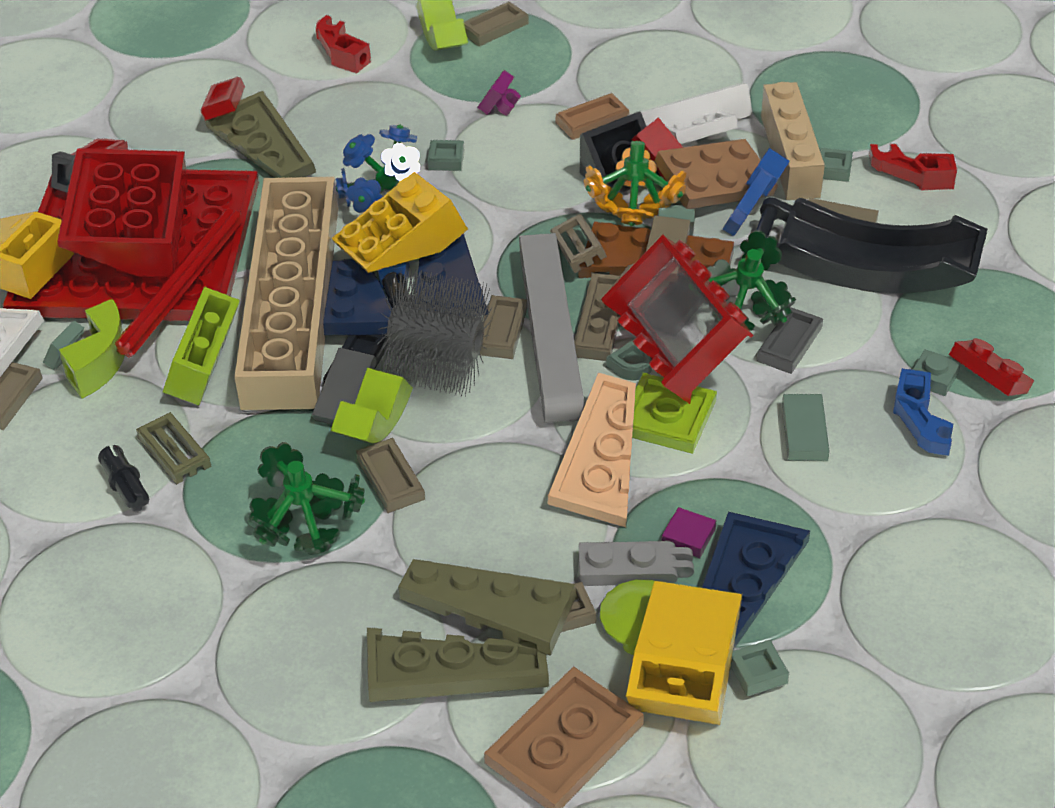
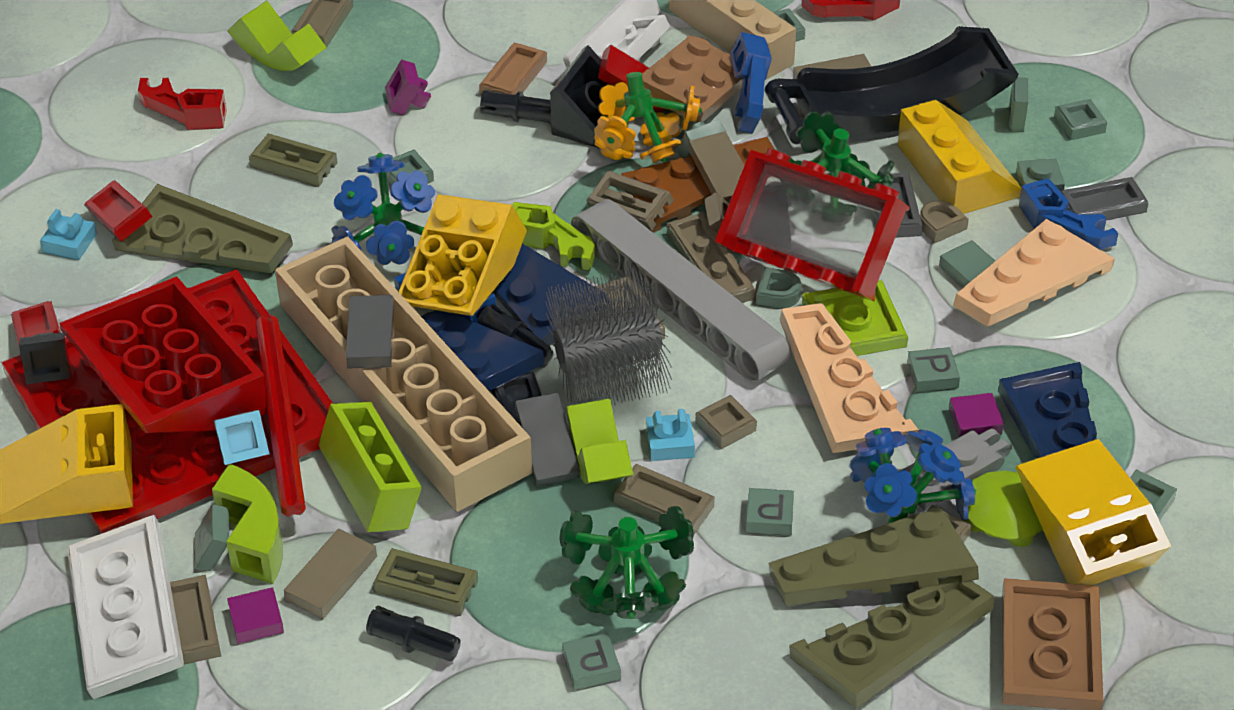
camera: 35 degrees left, 0 degrees up
(45, 412) = (255, 615): none -> magenta tile
(118, 409) = (330, 573): none -> dark tan tile
(131, 283) = (241, 437): none -> medium azure tile
(181, 102) = (67, 235): none -> medium azure tile
(223, 562) = (591, 661): none -> sand green tile
(276, 248) = (370, 331): none -> dark grey tile
(371, 115) = (293, 160): none -> olive tile
(439, 430) = (670, 436): none -> medium azure tile
(456, 523) = (770, 511): none -> sand green tile
(492, 441) = (725, 421): none -> dark tan tile
(496, 236) = (548, 229): none -> lime piece
(564, 542) = (899, 491): none -> blue plant
(565, 139) = (515, 106): none -> black axle
(691, 480) = (933, 369): none -> sand green tile
(816, 368) = (942, 220): none -> dark tan tile
(843, 440) = (1031, 271): none -> light nougat wing
(875, 323) = (953, 158): none -> yellow slope
(969, 304) = (1018, 104): none -> sand green tile
(974, 415) = (1111, 198): none -> dark grey tile
(1001, 373) = (1068, 147): red plate -> none
(1020, 341) = (1080, 119): none -> sand green tile

